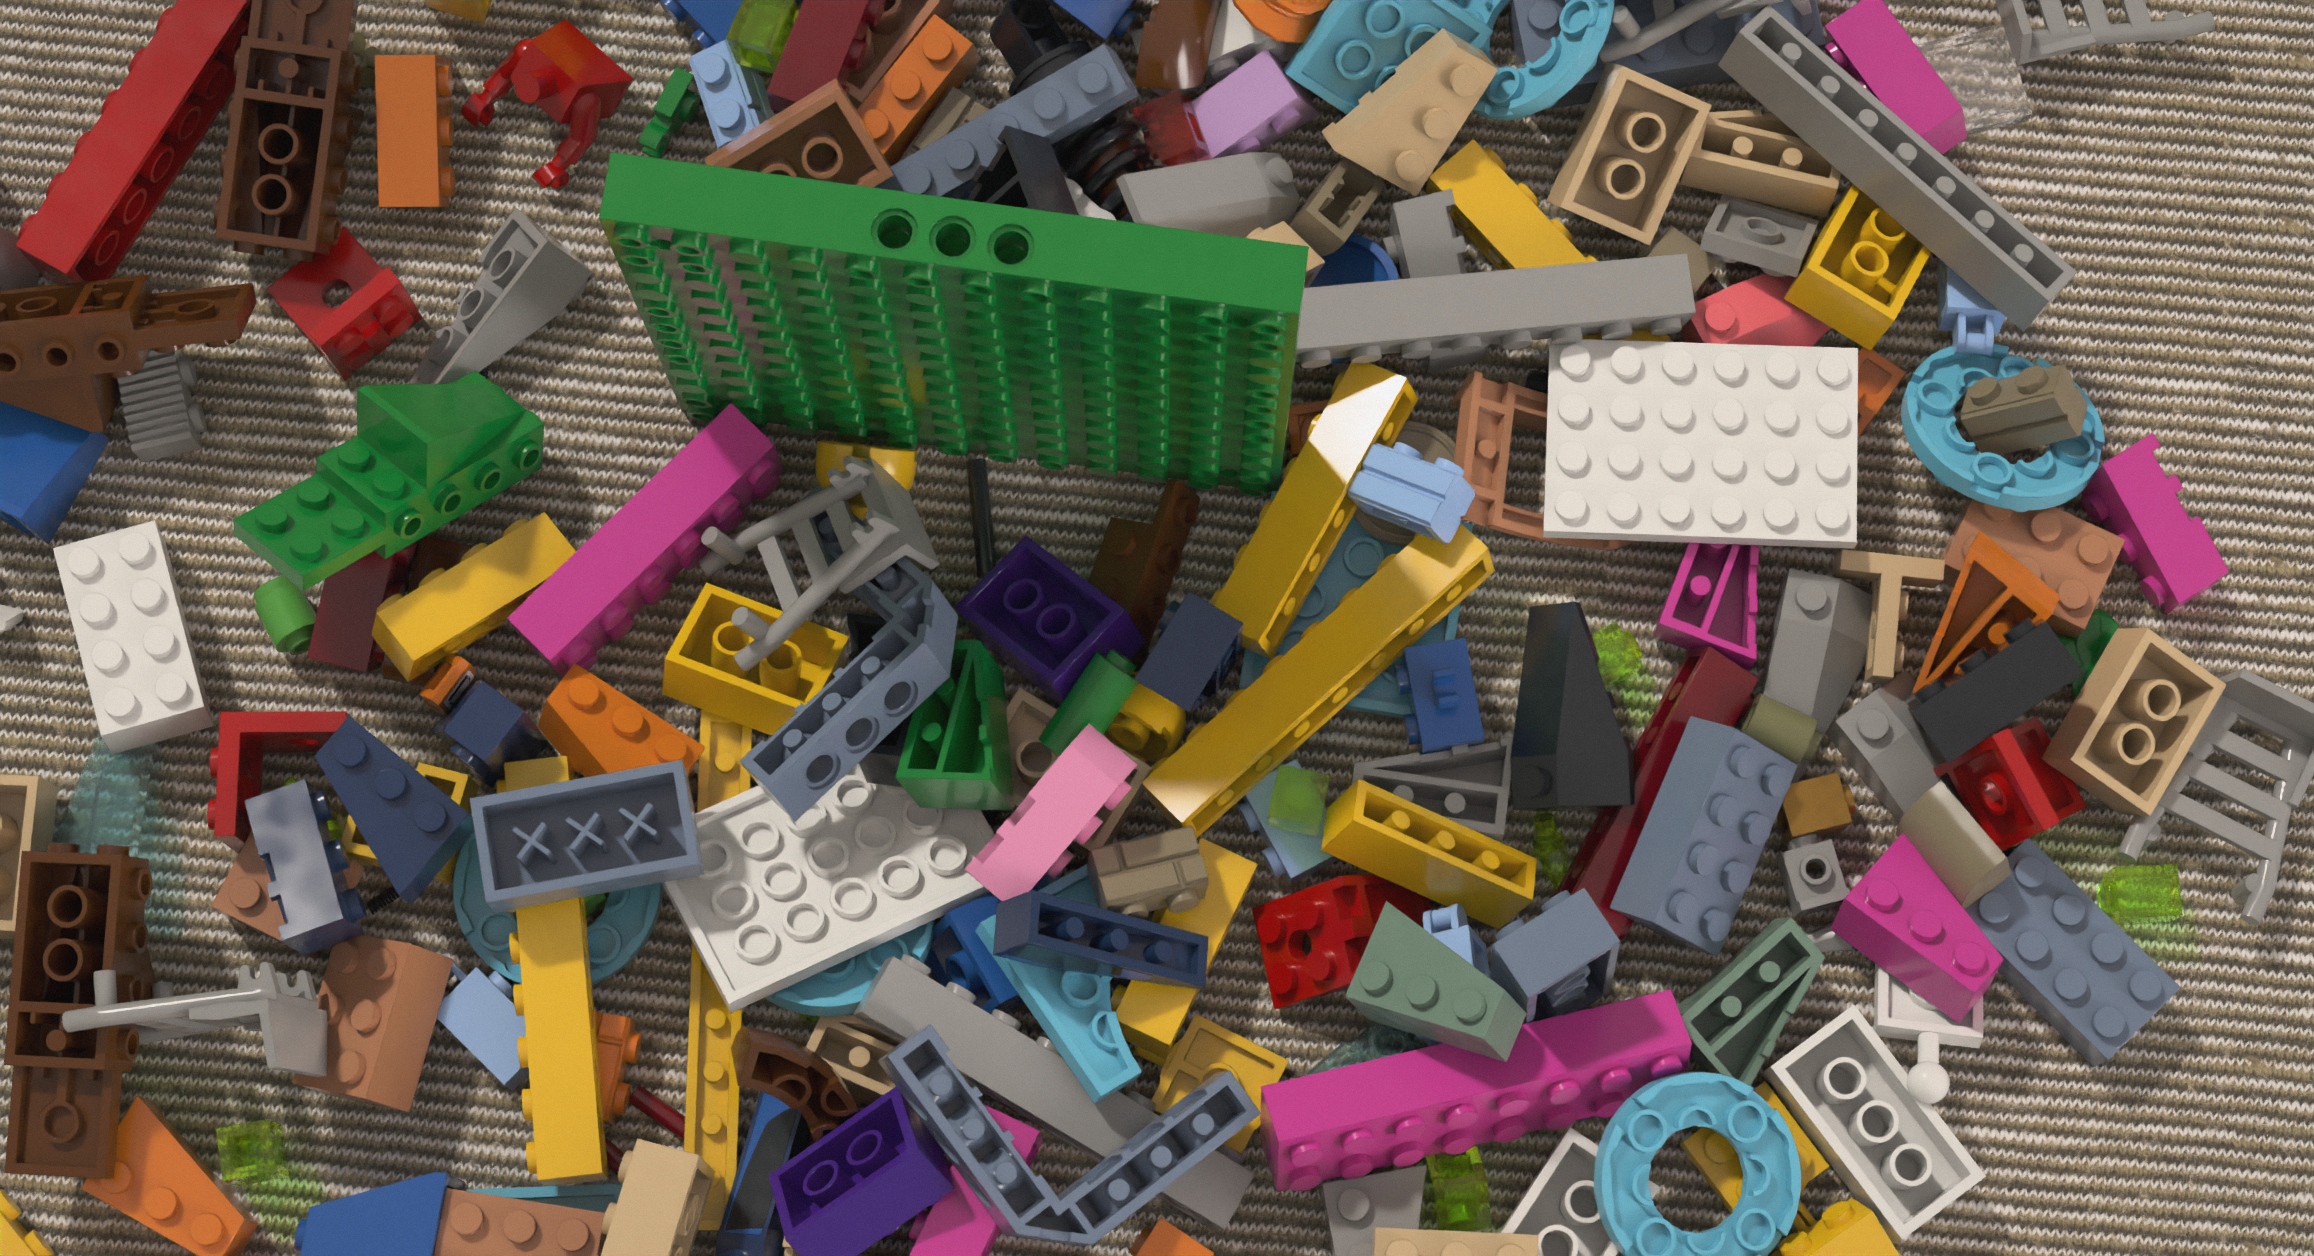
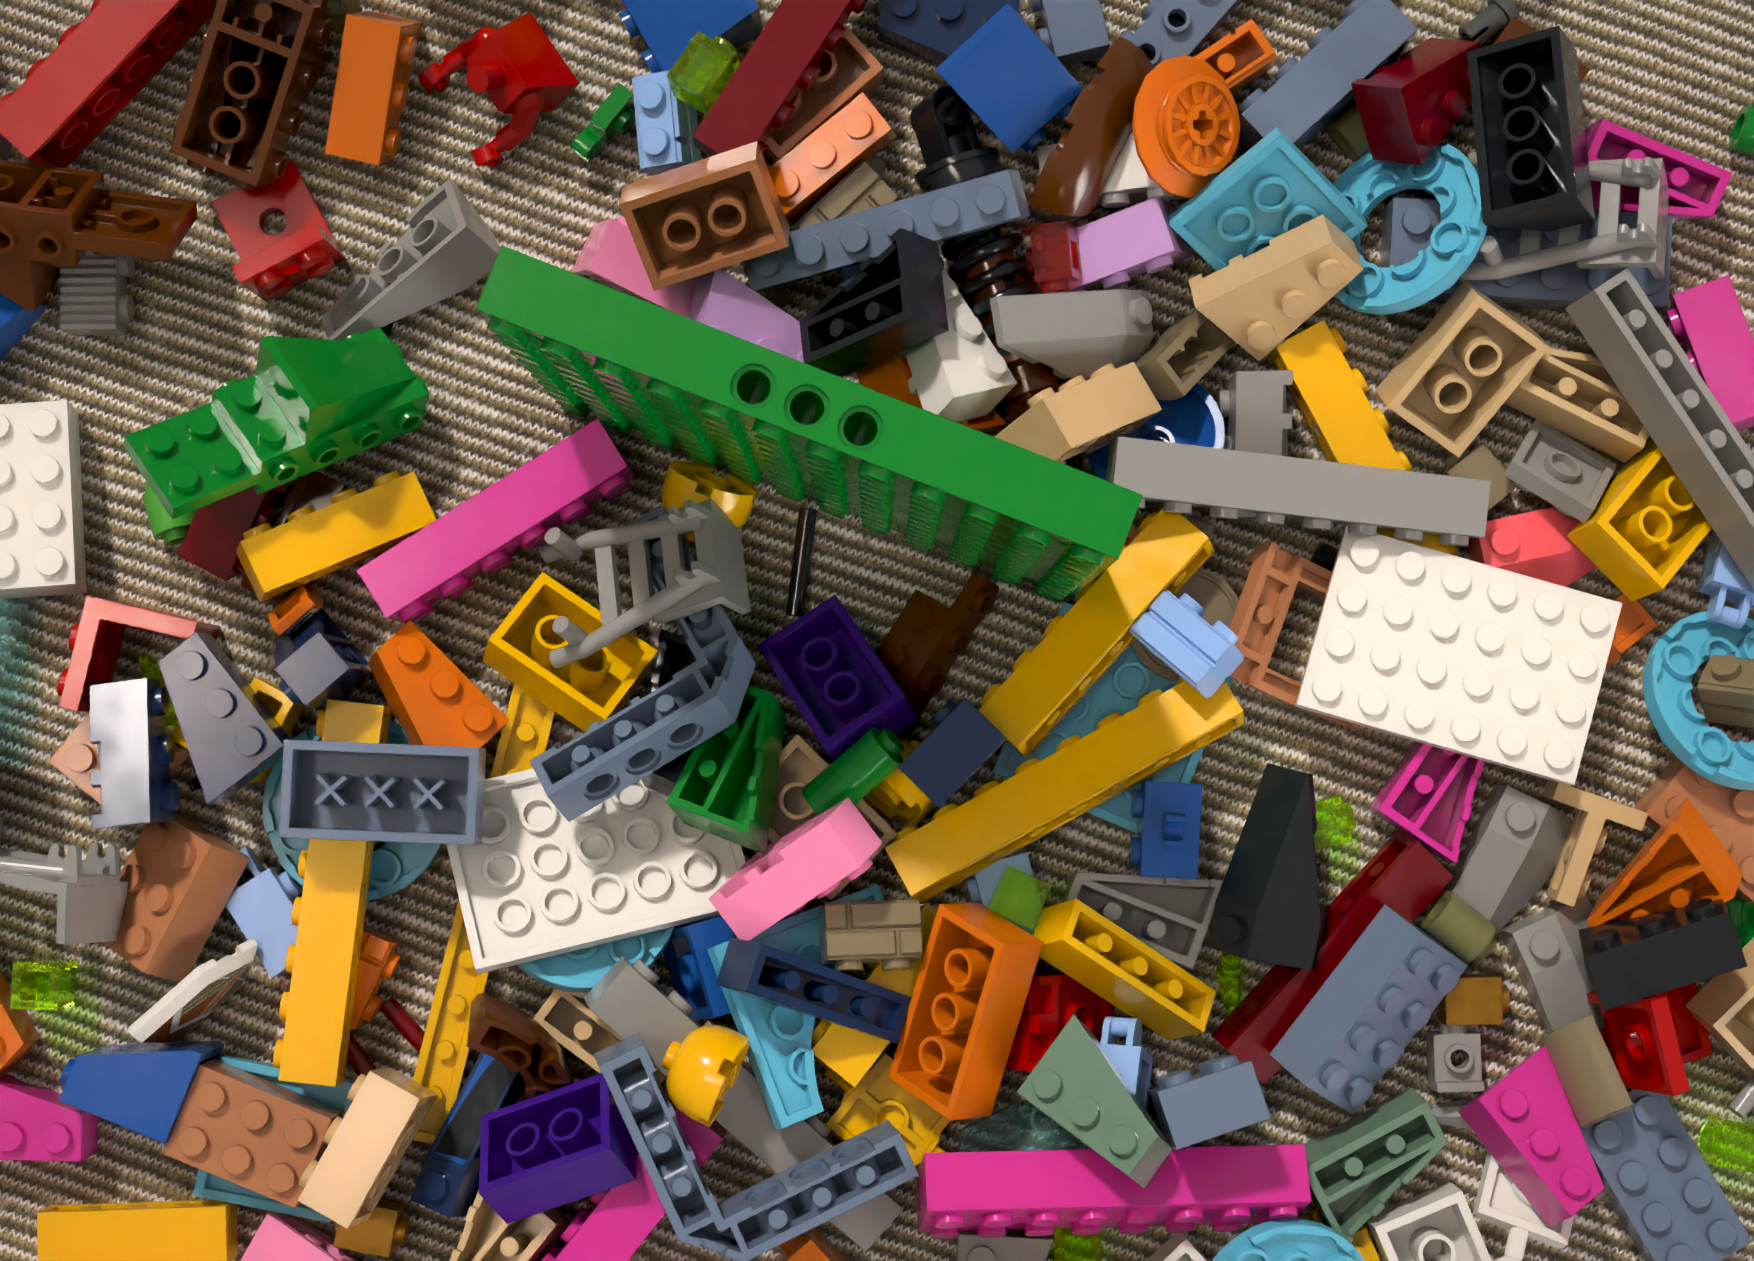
camera: 15 degrees right, 10 degrees up
(425, 1121) = (194, 997): none -> white tile
(1002, 1048) = (704, 1070): none -> yellow cylinder
(1269, 933) = (965, 1010): none -> orange brick

